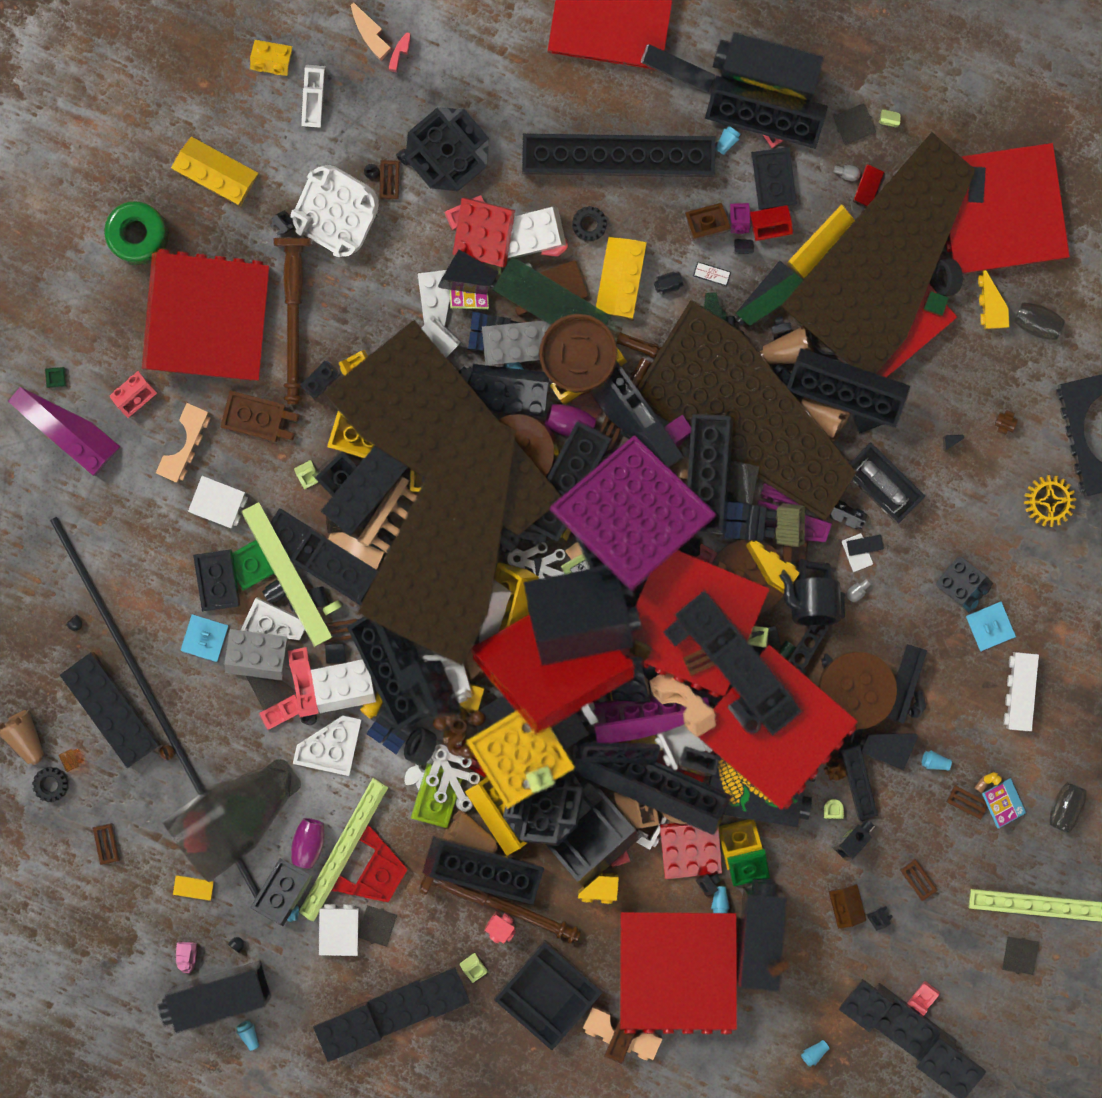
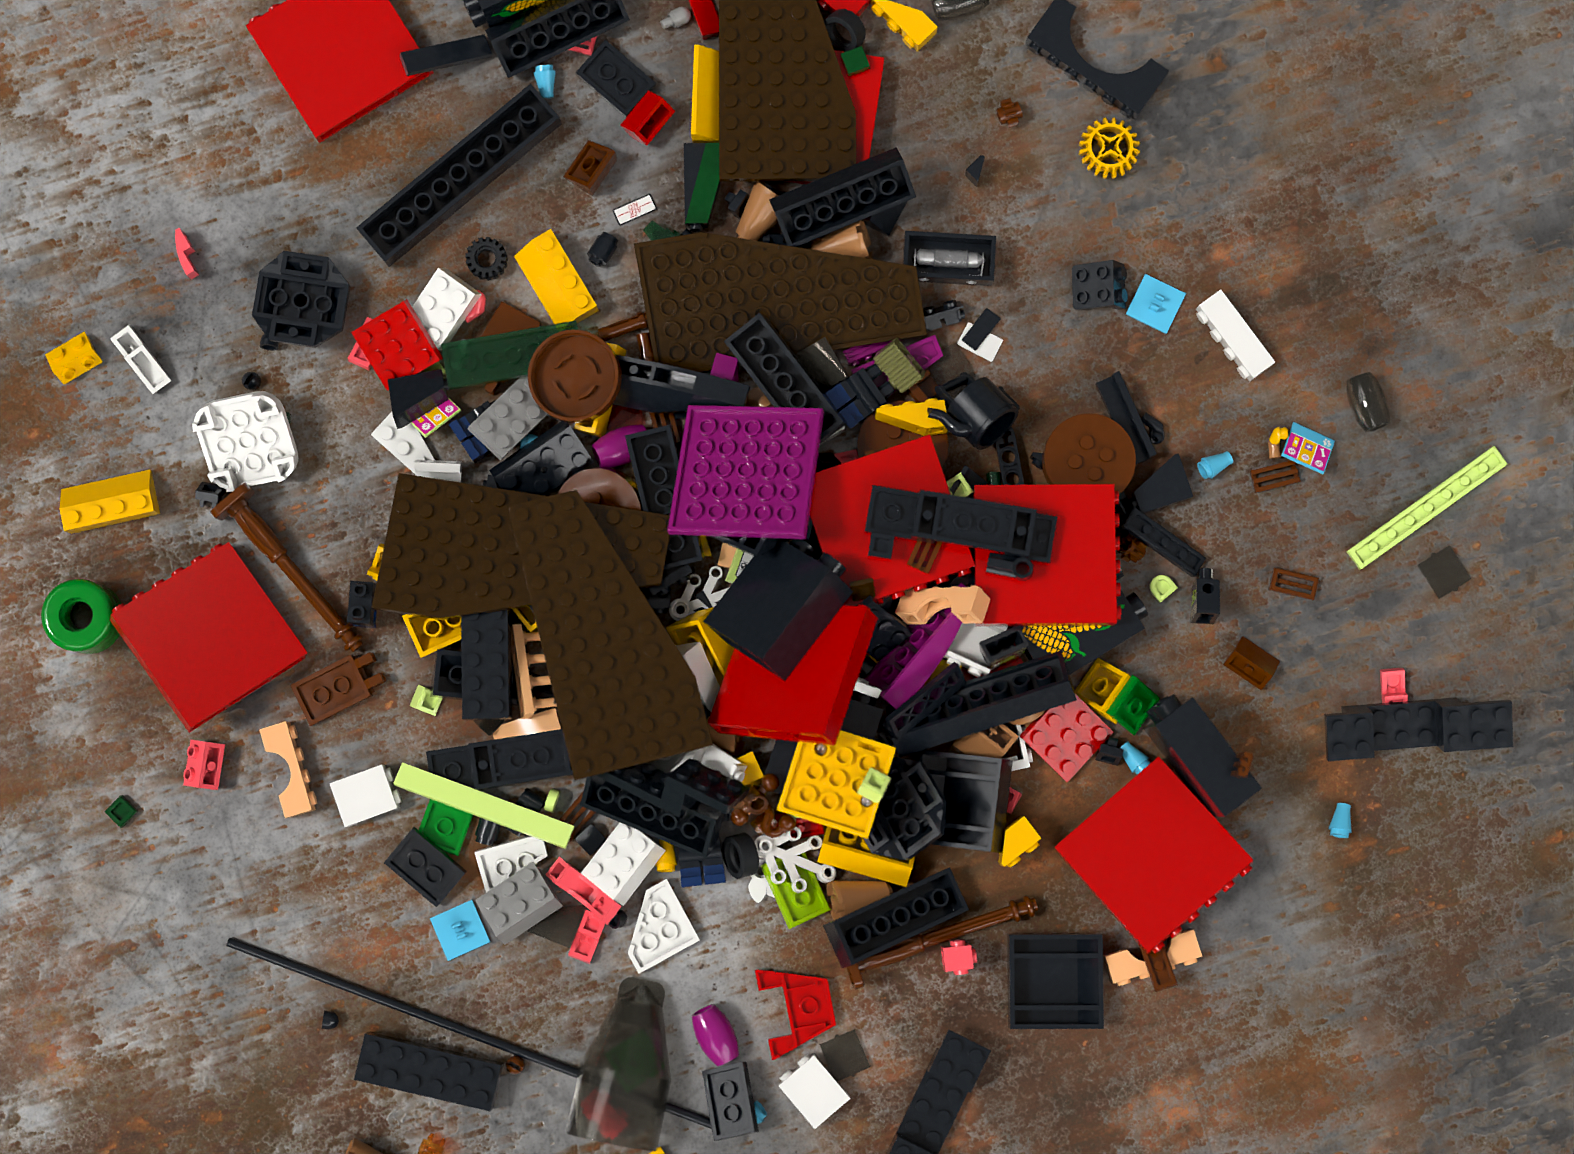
camera: 40 degrees left, 5 degrees down
(69, 431) = (178, 848): magenta wedge -> none
(343, 849) = (753, 1012): yellowish green tile -> none
(370, 33) = (144, 259): light nougat slope -> none
(397, 174) = (286, 389): reddish brown tile -> none
(473, 968) = (966, 1016): yellowish green slope -> none
(740, 218) = (616, 138): magenta bracket -> none
(743, 246) = (642, 161): black slope -> none
(857, 591) = (1010, 374): light grey cylinder -> none
(879, 918) = (1289, 648): black tile -> none

